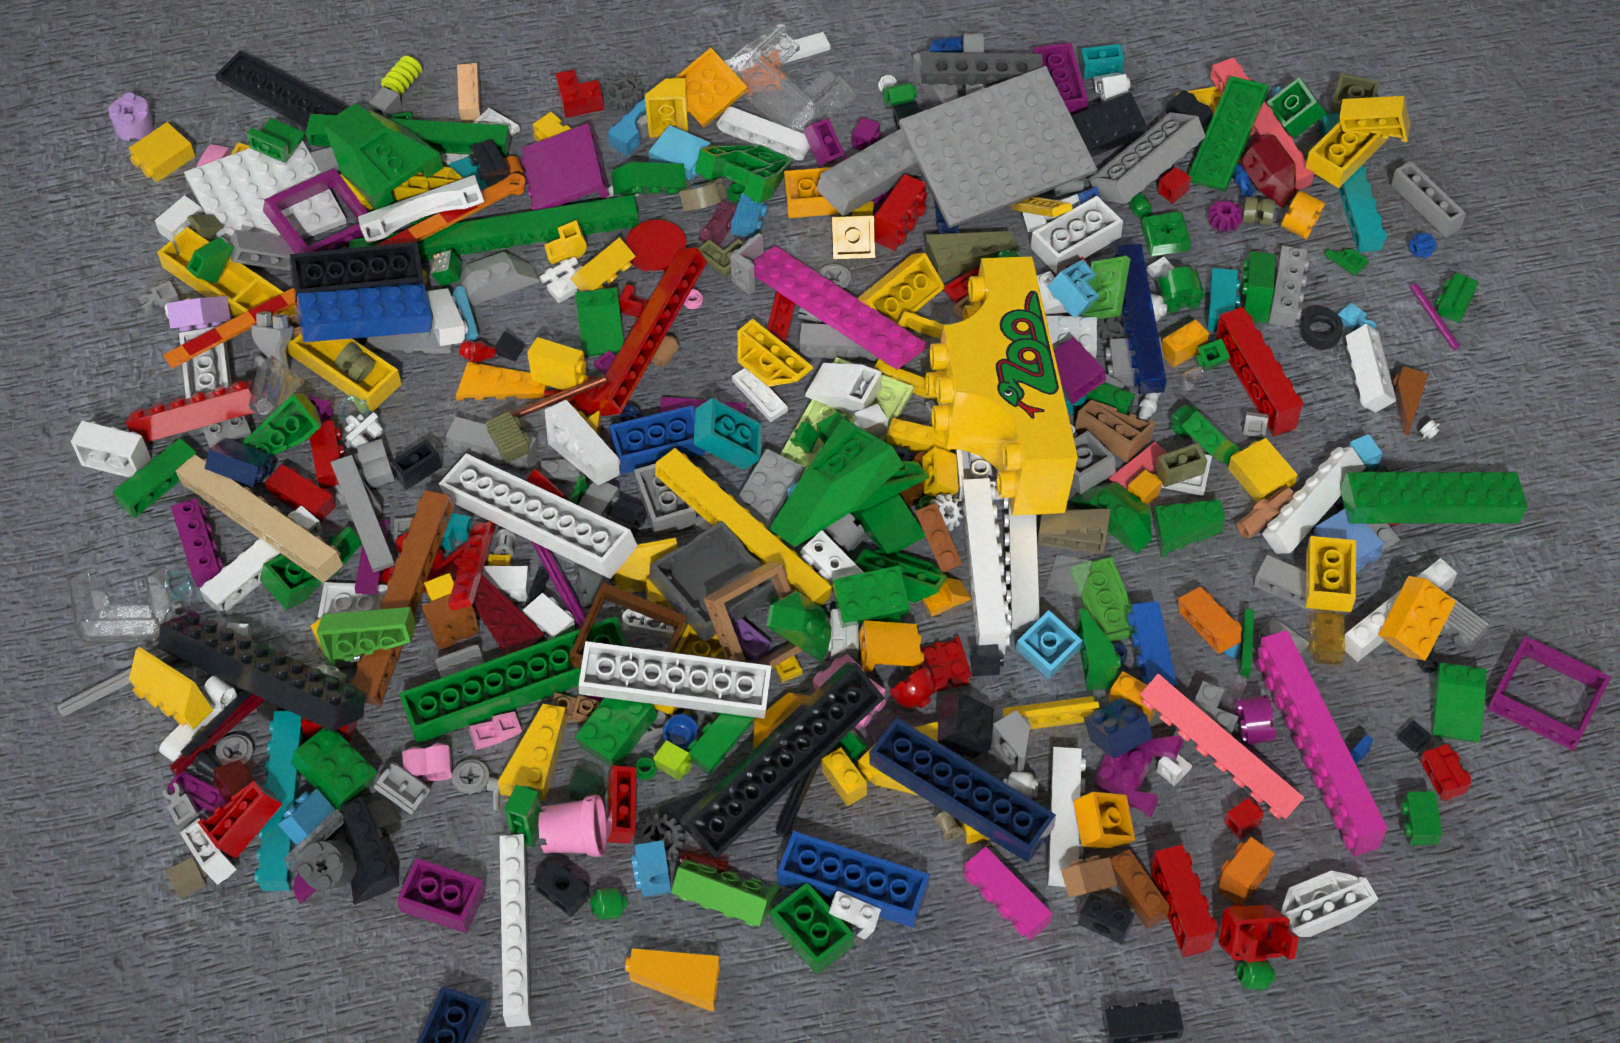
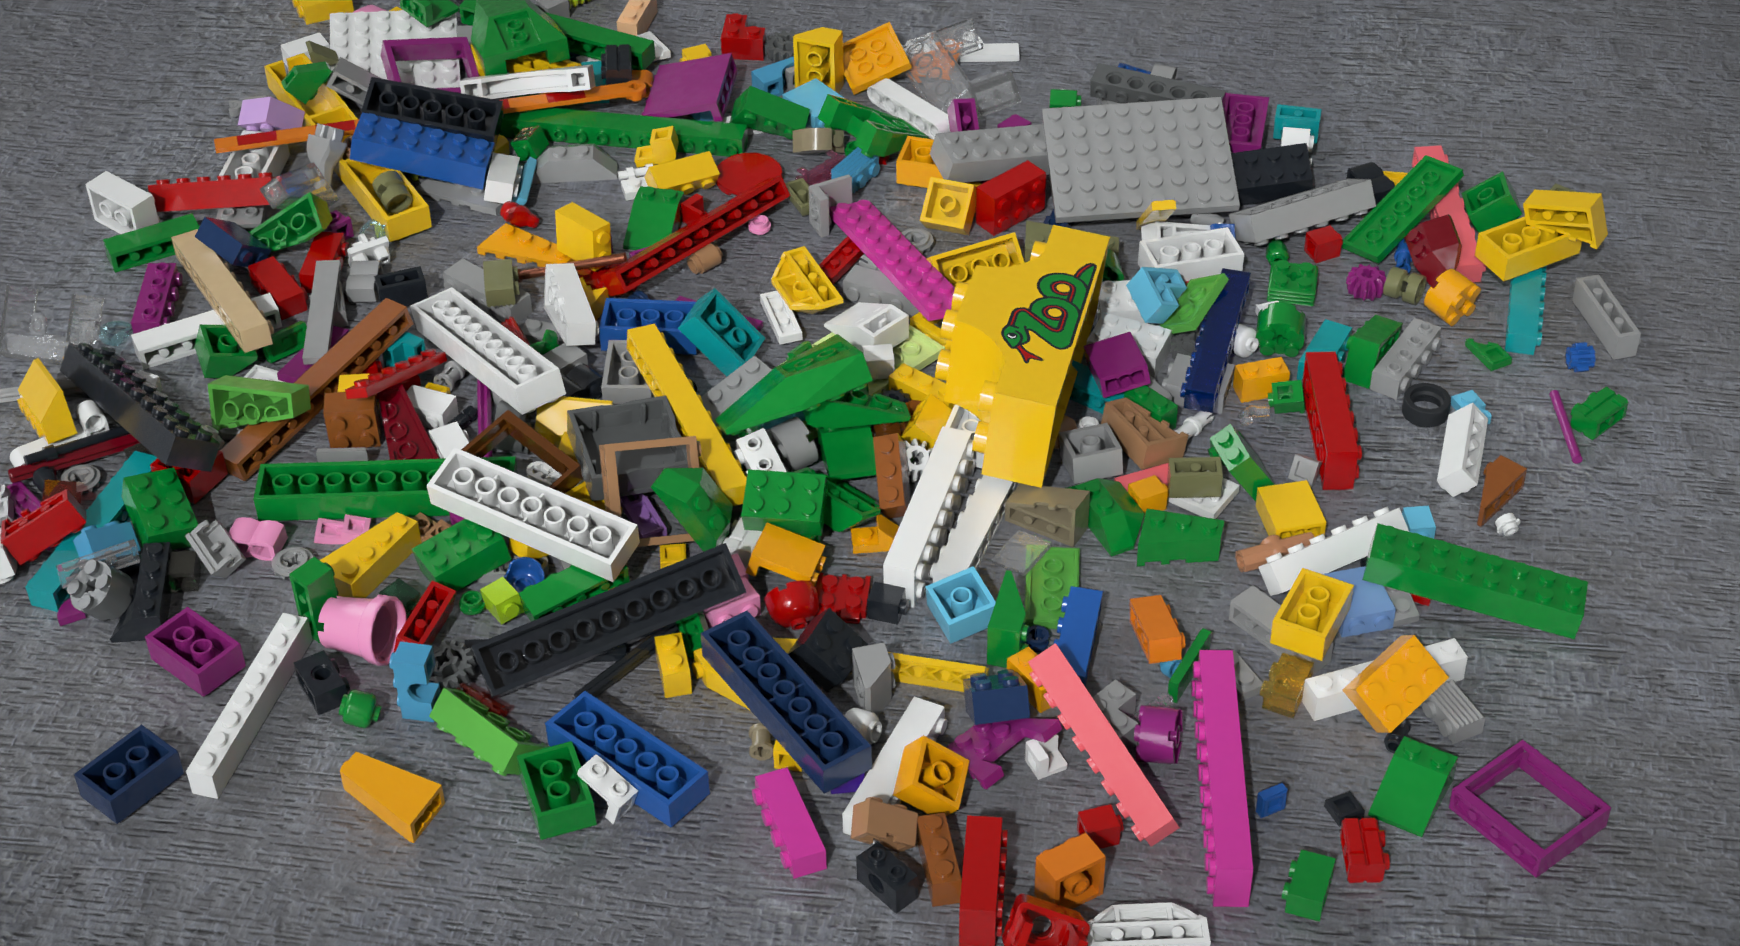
camera: 20 degrees right, 15 degrees down
(509, 347) = (547, 219): black slope -> none

